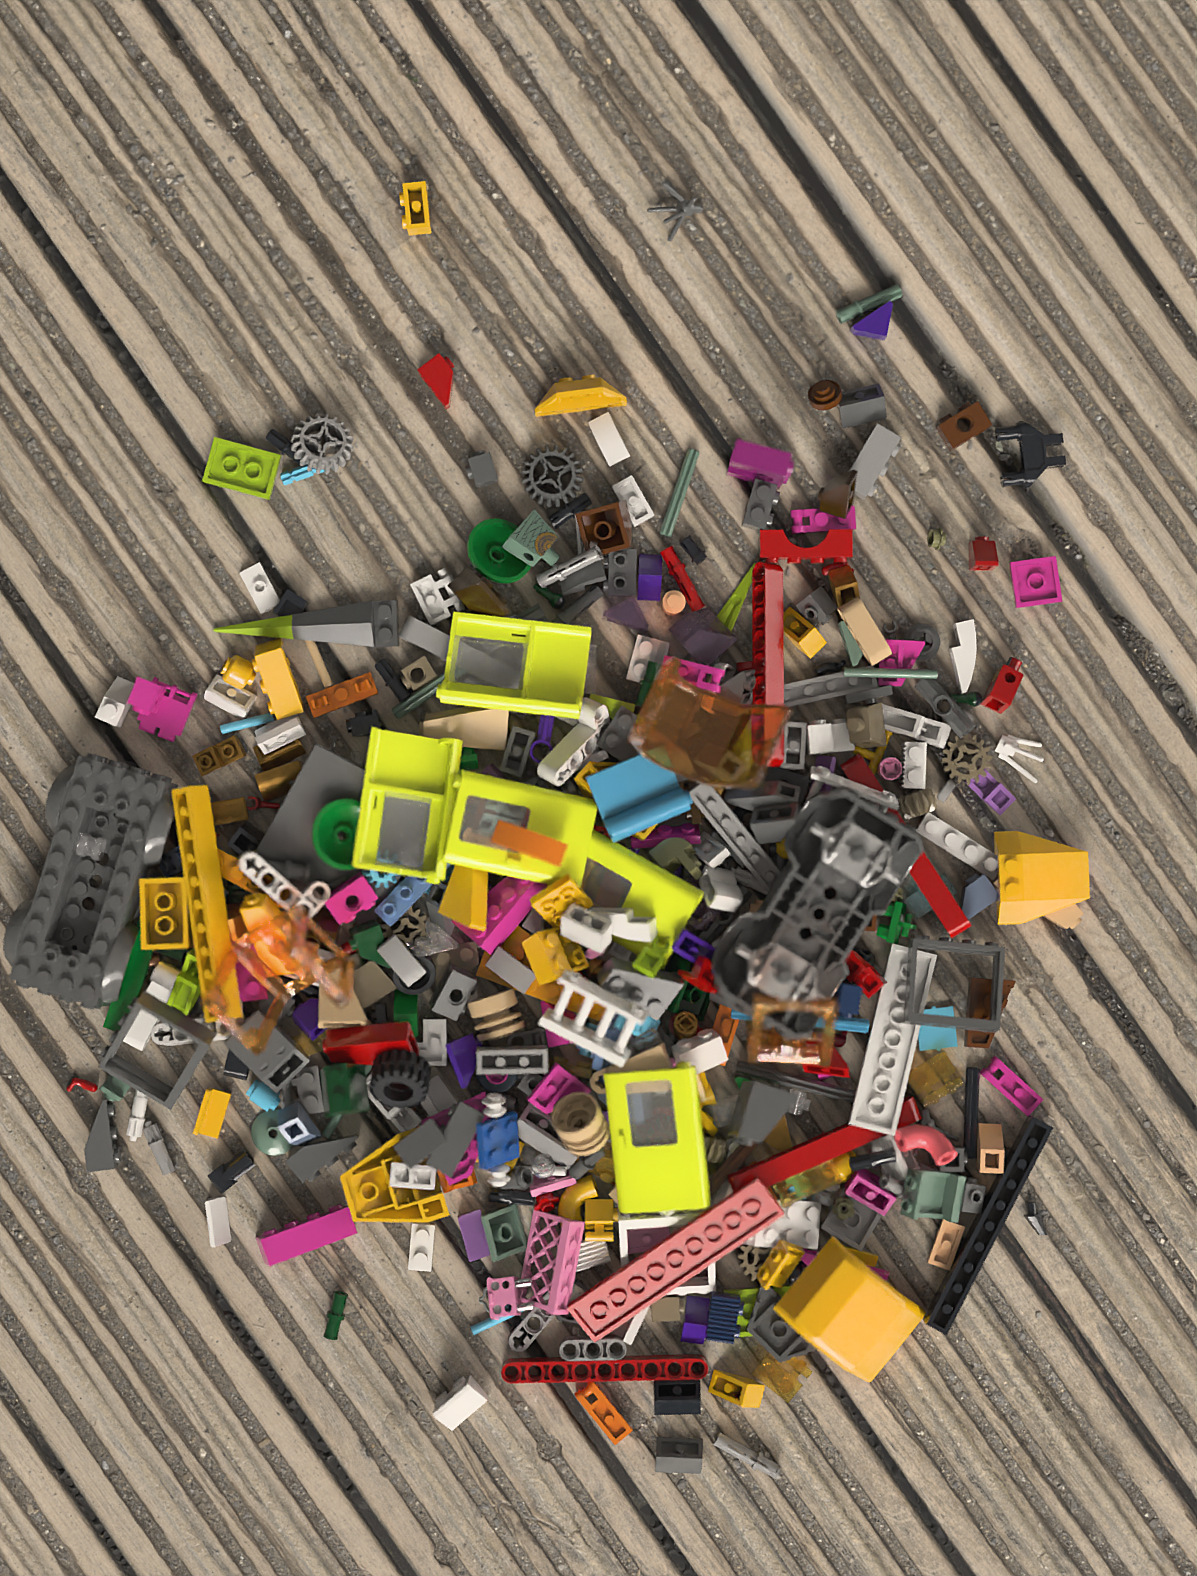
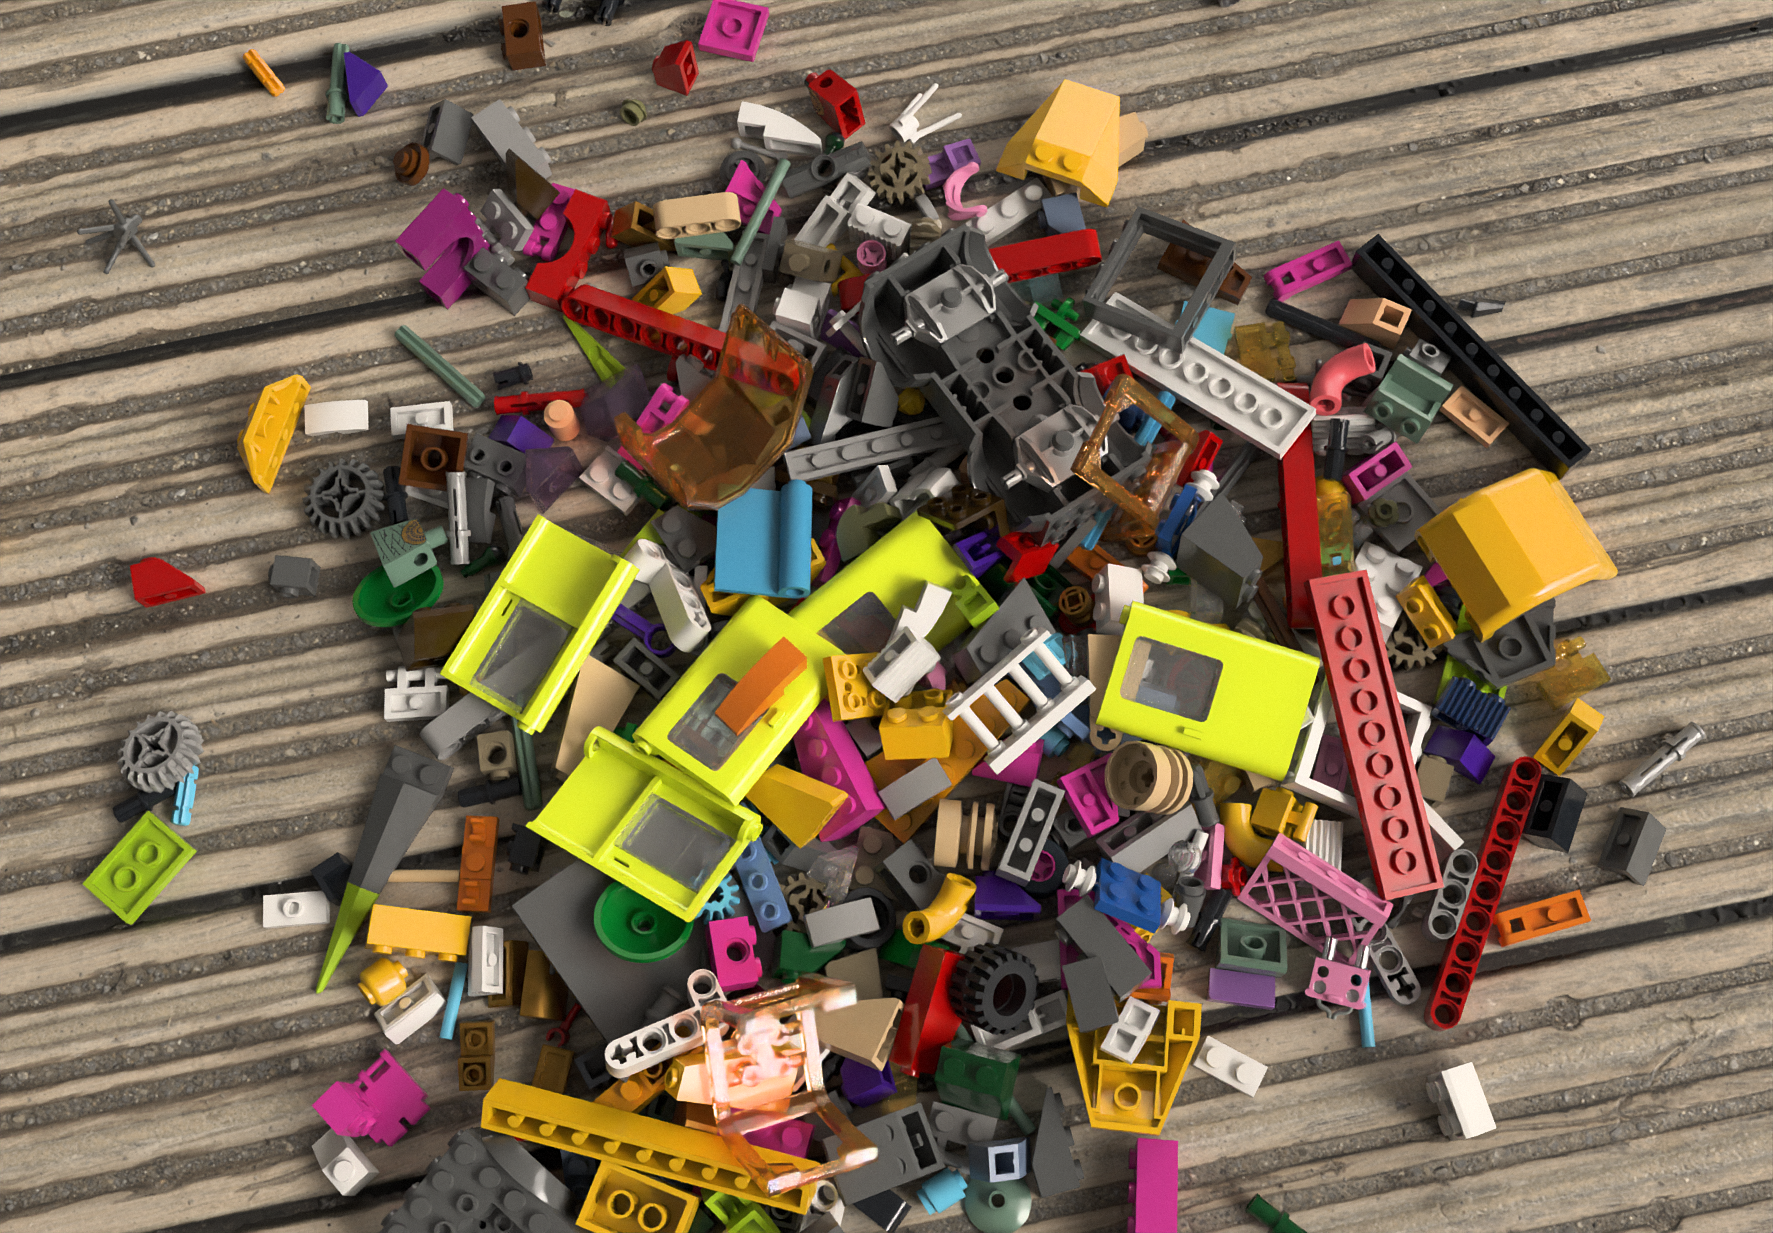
camera: 50 degrees left, 15 degrees down
(436, 1023) = (942, 913): none -> yellow cylinder
(712, 925) = (968, 506): none -> dark brown bracket
(780, 1070) = (1170, 530): none -> plate
(806, 491) = (506, 220): none -> light grey plate
(854, 242) = (263, 72): none -> light orange axle
(946, 664) = (737, 143): none -> light grey hinge
(967, 804) = (952, 191): none -> bright pink helmet

